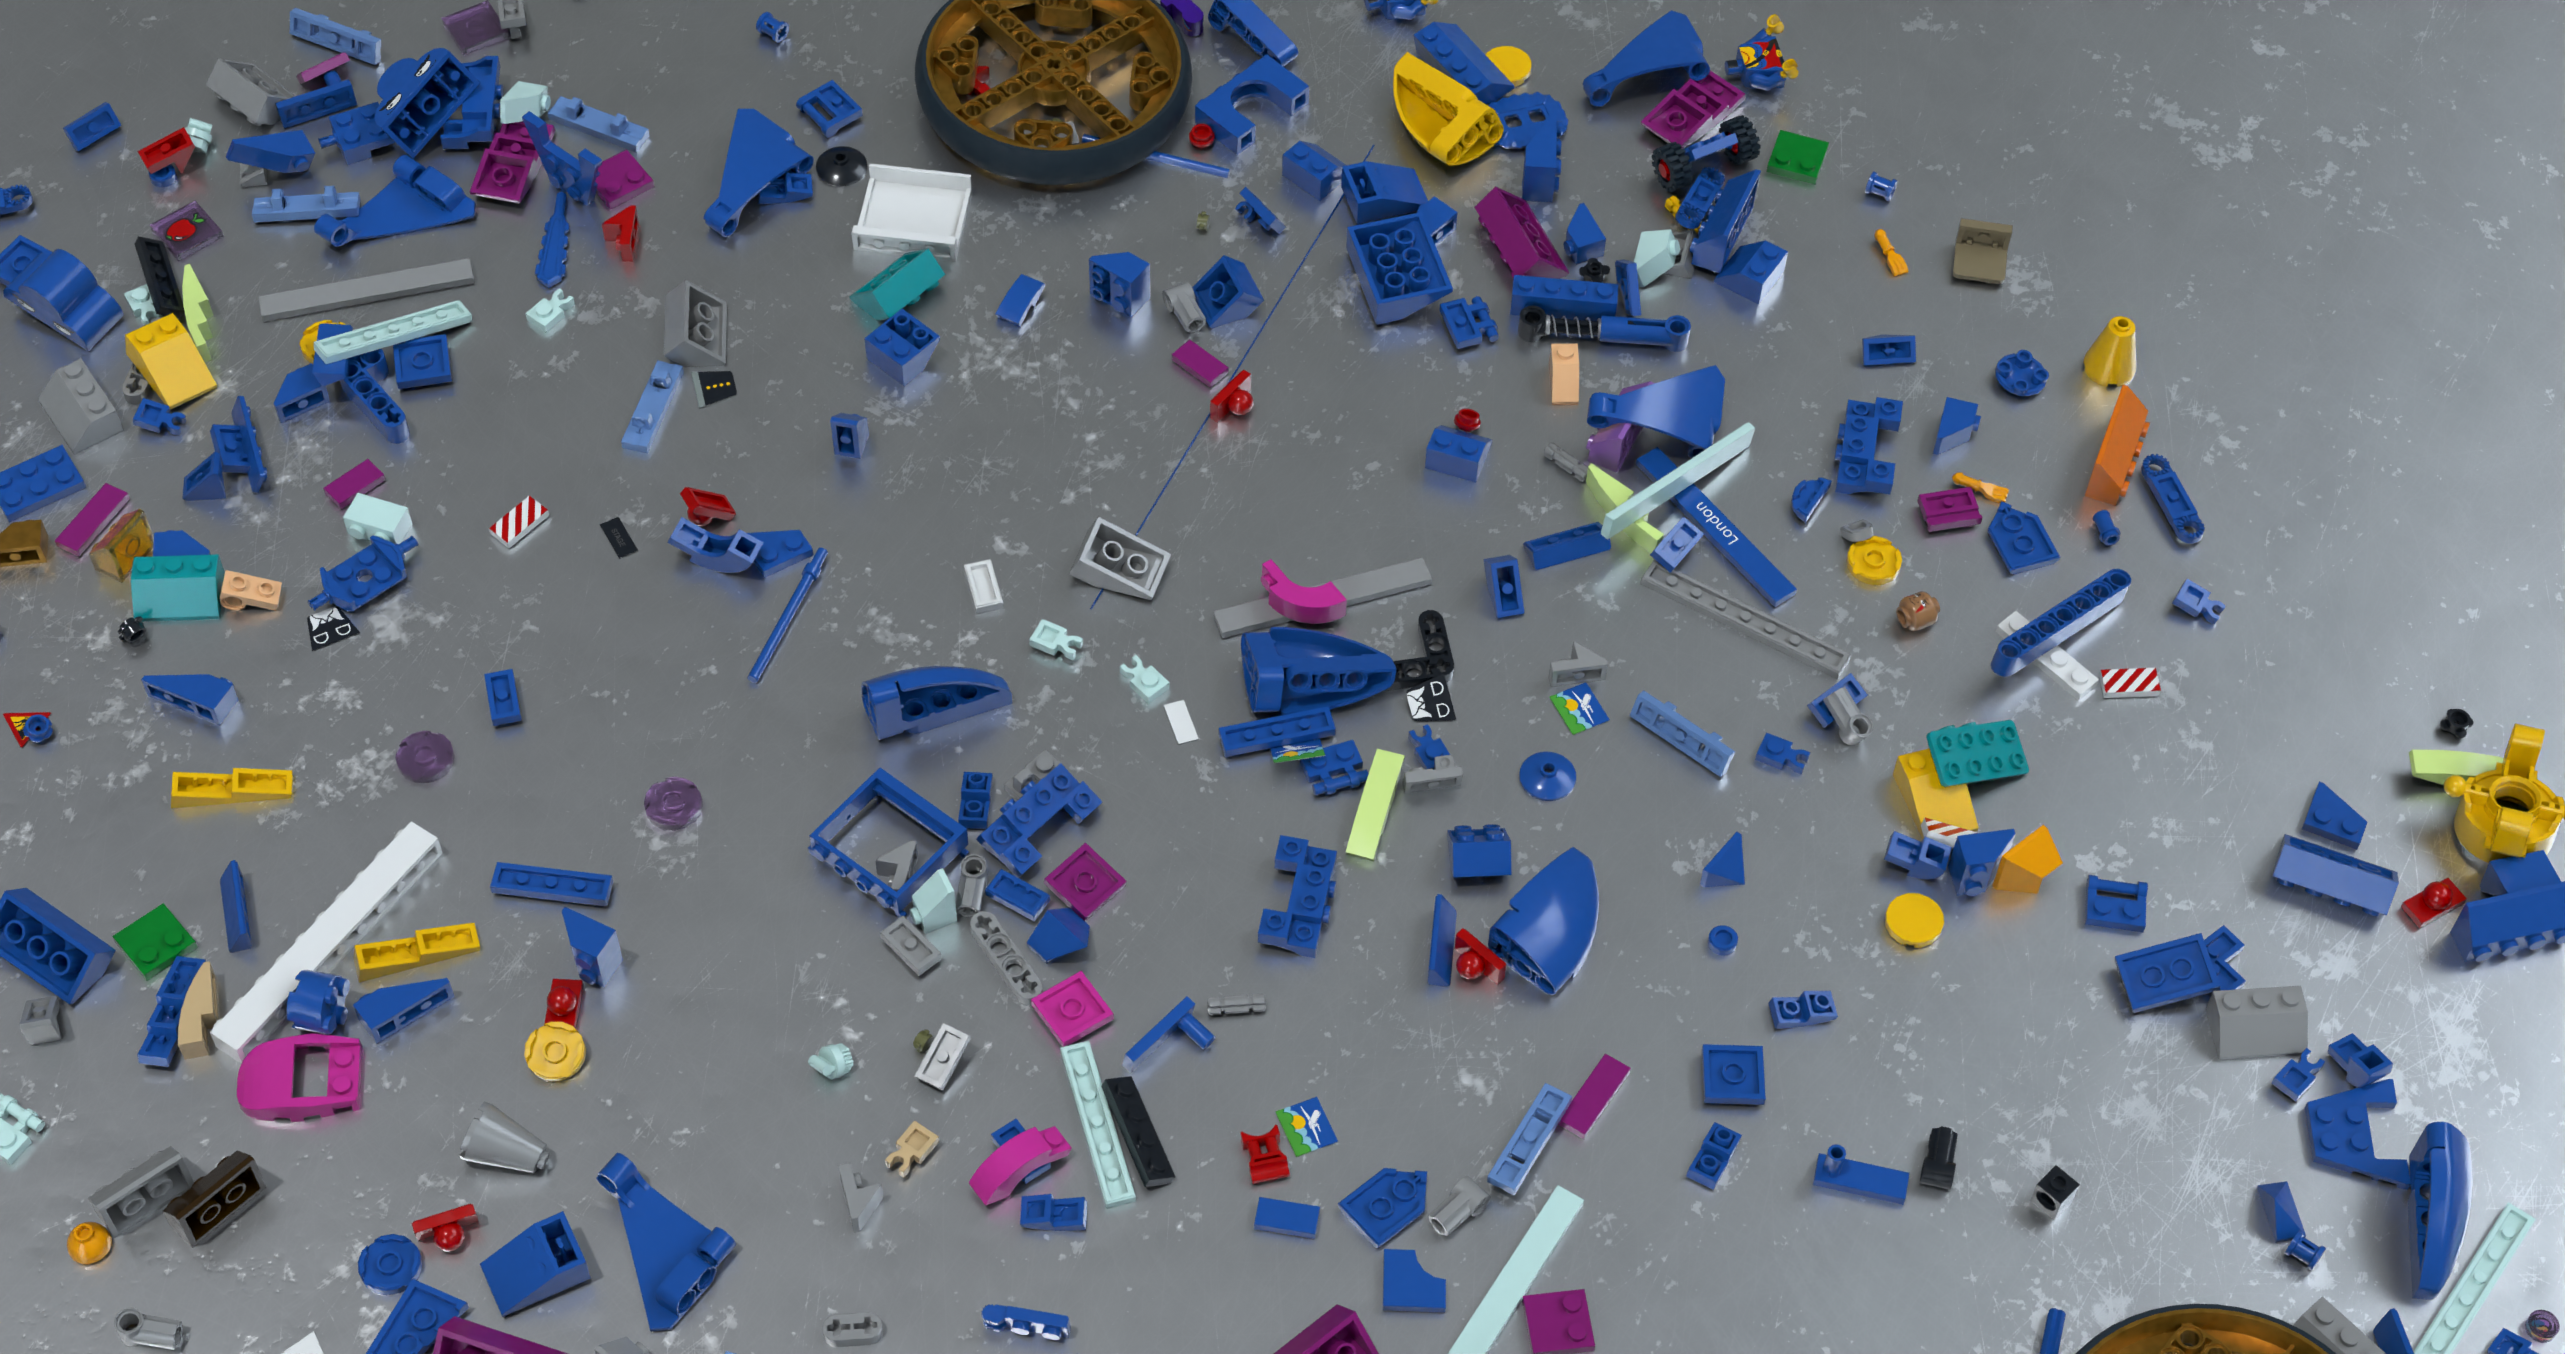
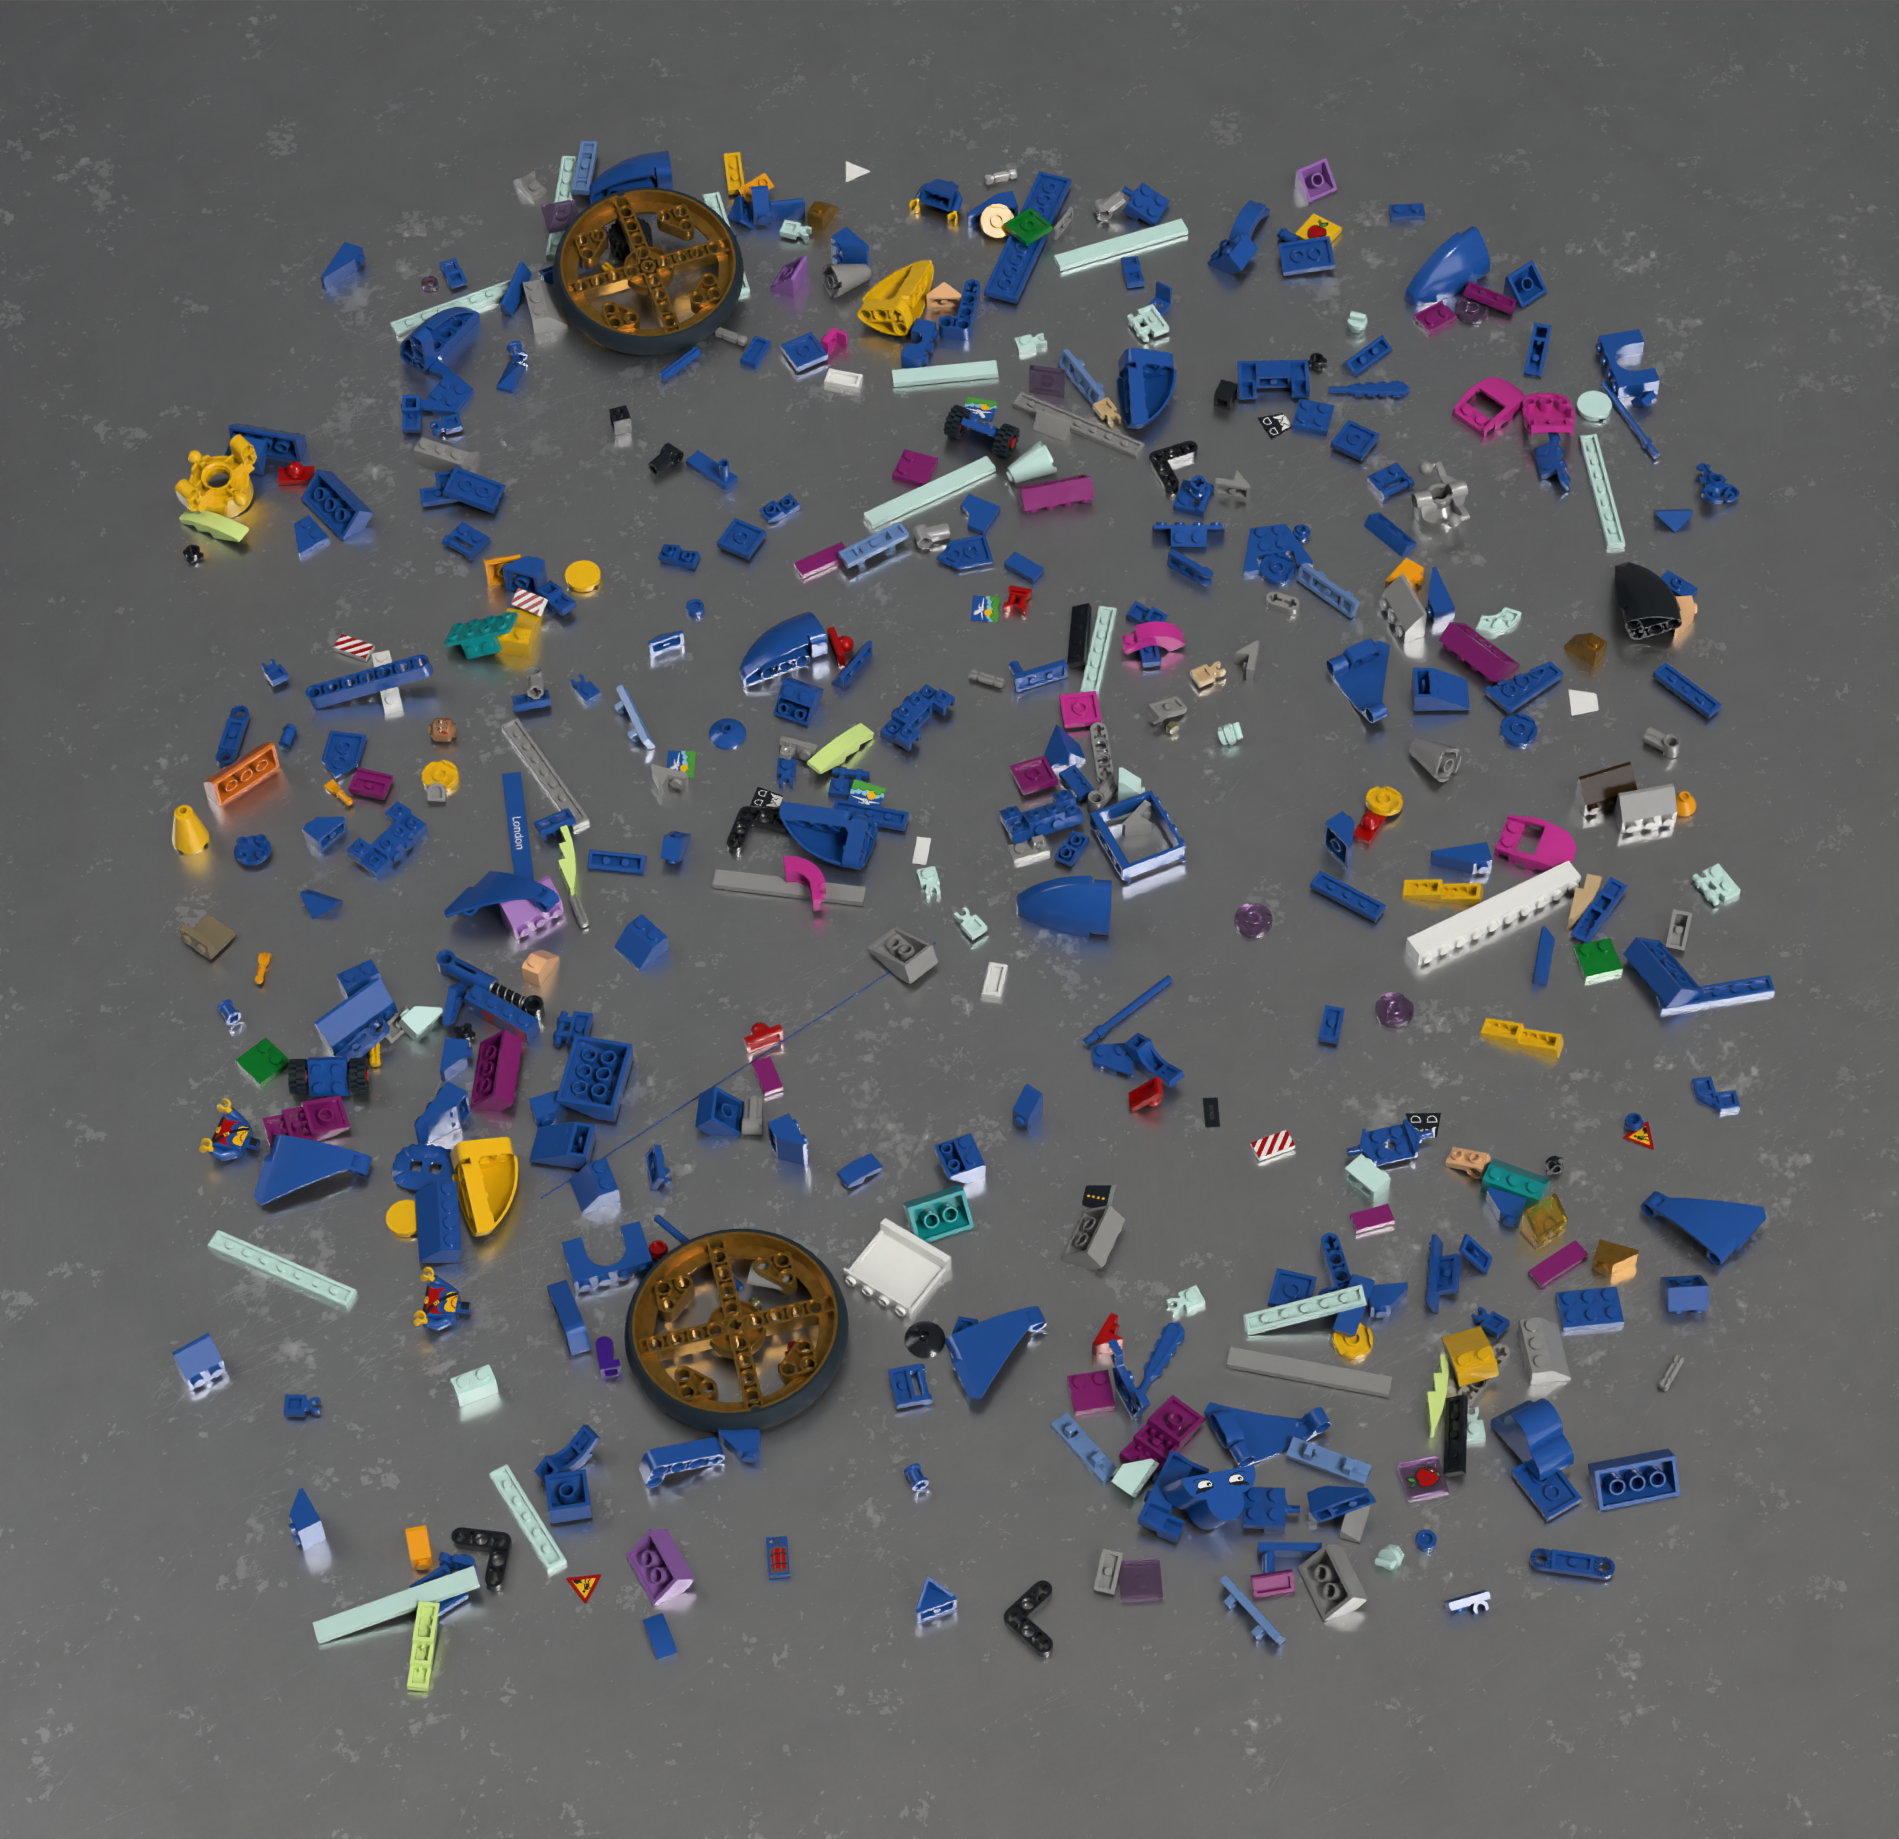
camera: 150 degrees left, 0 degrees up
(172, 148) = (1417, 1539): red slope -> none
(197, 694) = (1526, 1102): blue slope -> none
(318, 1002) = (1512, 868): blue brick -> none
(446, 1227) = (1481, 732): red tile -> none
(652, 407) = (1148, 1195): medium blue hinge -> none
(911, 945) = (1153, 778): light grey plate -> none
(1203, 221) = (699, 1180): olive piece -> none
(1467, 420) = (618, 961): red plate -> none
(1677, 480) = (526, 852): light aqua tile -> none
(1808, 496) = (448, 827): blue plate -> none

